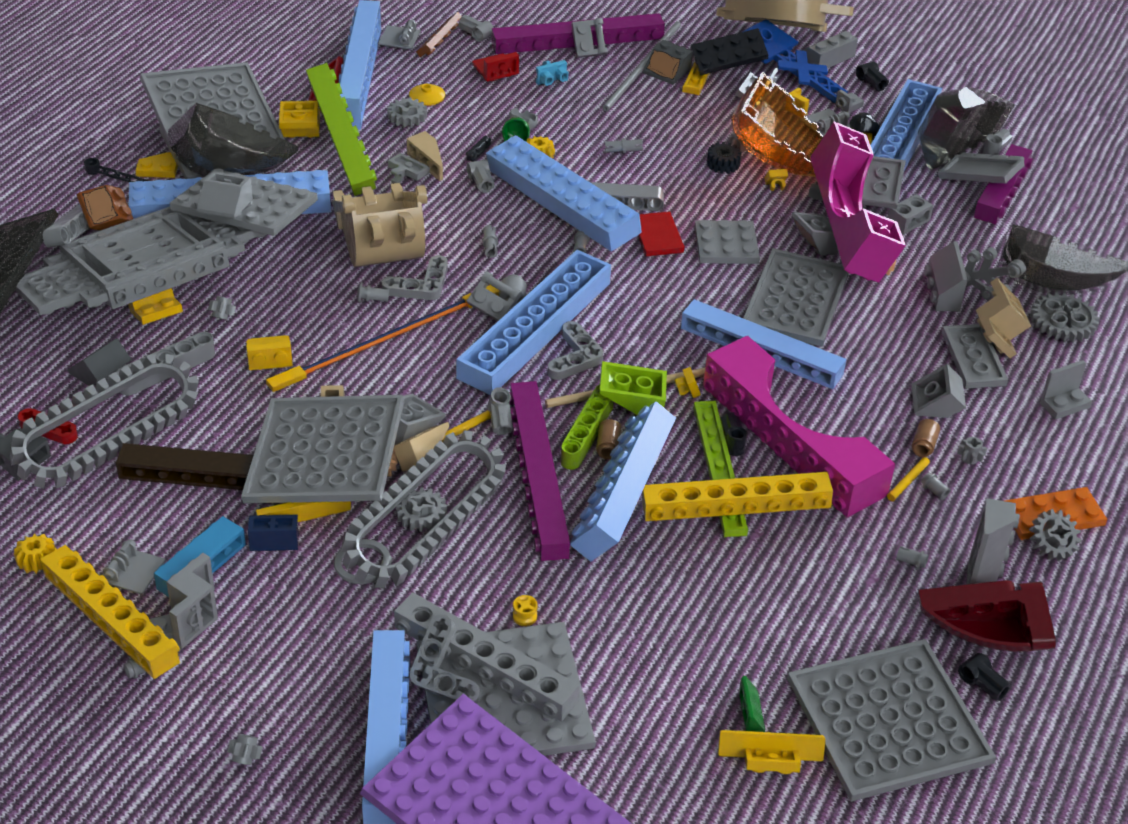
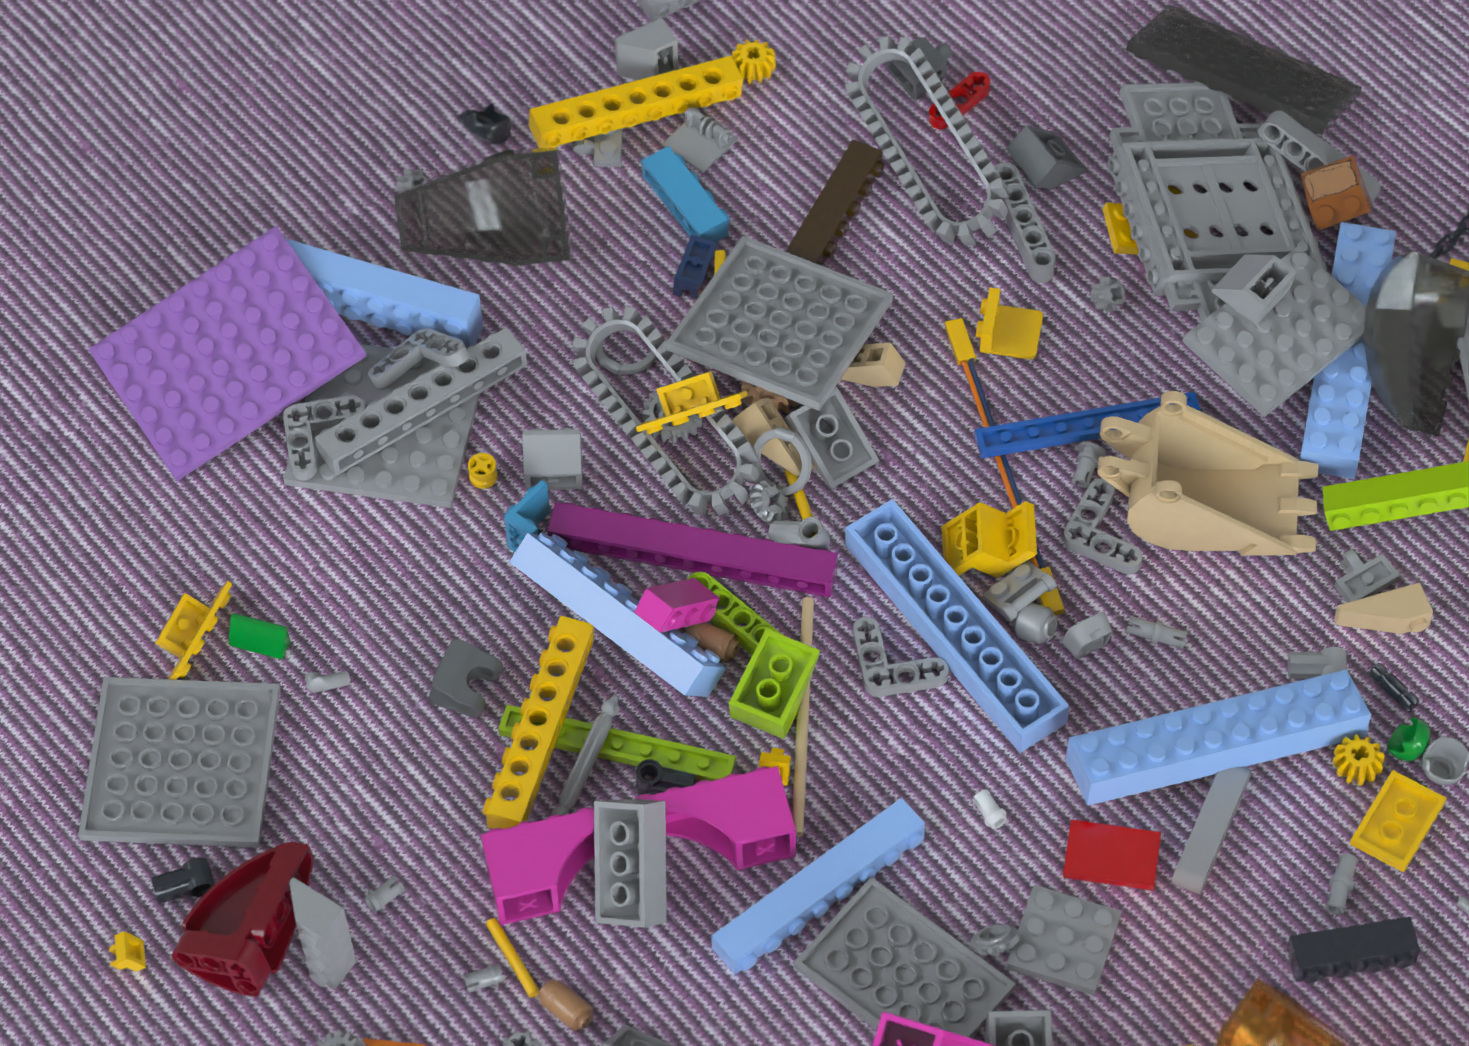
camera: 115 degrees right, 15 degrees up
(46, 613) = (646, 51): none -> light grey slope
(155, 715) = (486, 125): none -> black hair
(192, 600) = (616, 170): light grey bracket -> none
(272, 650) = (490, 210): none -> clear smoke windscreen
(342, 298) = (1060, 428): none -> blue plate
(429, 420) = (798, 442): none -> light grey piece
(429, 470) = (688, 398): none -> yellow bracket
(460, 315) = (990, 539): none -> yellow bracket
(488, 431) = (760, 497): none -> light grey gear
(501, 562) = (553, 457): none -> light grey slope
(512, 260) = (1088, 635): none -> light grey piece
(545, 733) = (305, 427): none -> light grey beam
(566, 558) = (526, 515): none -> dark azure bracket
(571, 132) = (1398, 821): none -> yellow plate
(610, 433) = (677, 605): none -> dark pink brick
(663, 282) = (990, 810): none -> white pin
(664, 134) = (1353, 950): none -> black brick
(717, 568) = (457, 667): none -> dark grey piece
(731, 468) = (587, 756): none -> light grey wheel
(752, 252) = (994, 939): none -> light grey gear
(766, 645) = (318, 683): none -> light grey arm
(817, 408) = (630, 862): none -> light grey slope
(1062, 689) = (128, 952): none -> yellow tile

